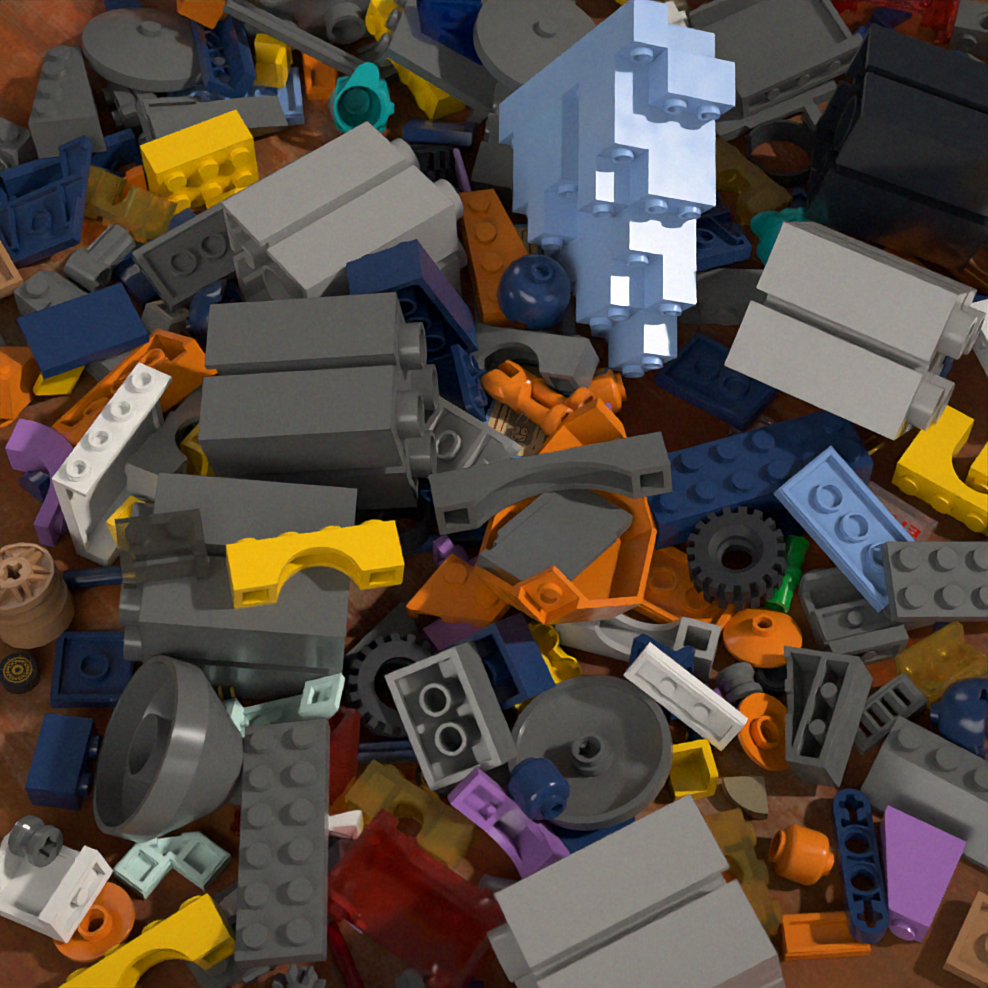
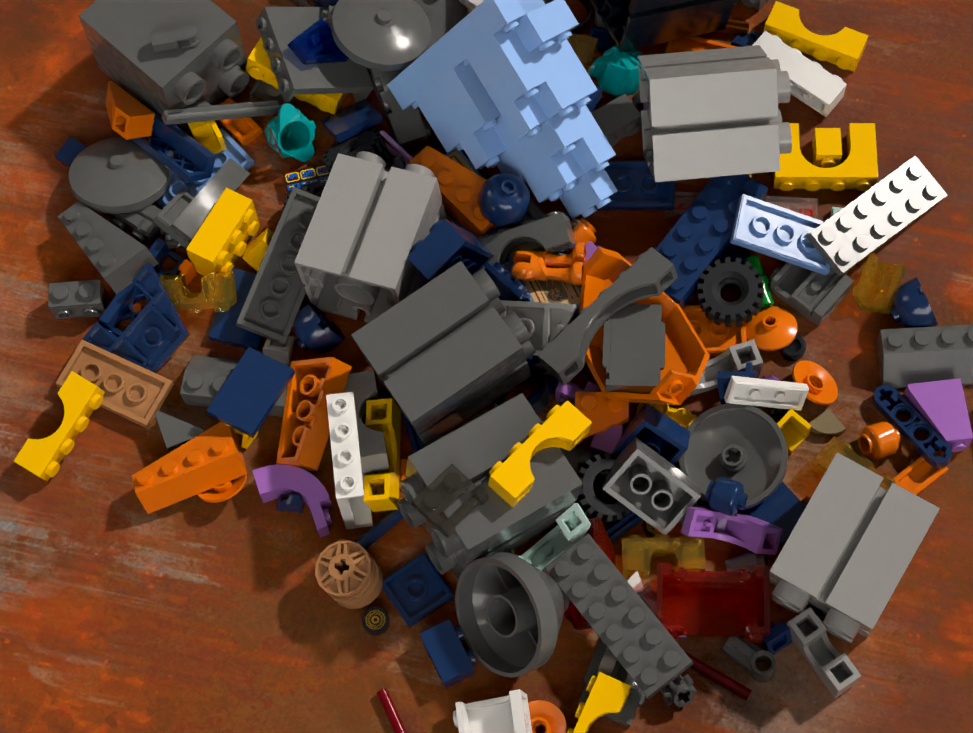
camera: 30 degrees left, 10 degrees up
(35, 841) = (475, 707): dark grey wheel -> none
(95, 265) = (211, 342): dark grey piece -> none
(189, 854) = (564, 658): light aqua tile -> none
(737, 683) = (780, 366): dark grey wheel -> none
(824, 712) = (837, 352): dark grey wedge -> none
(902, 697) = (872, 317): dark grey slope -> none

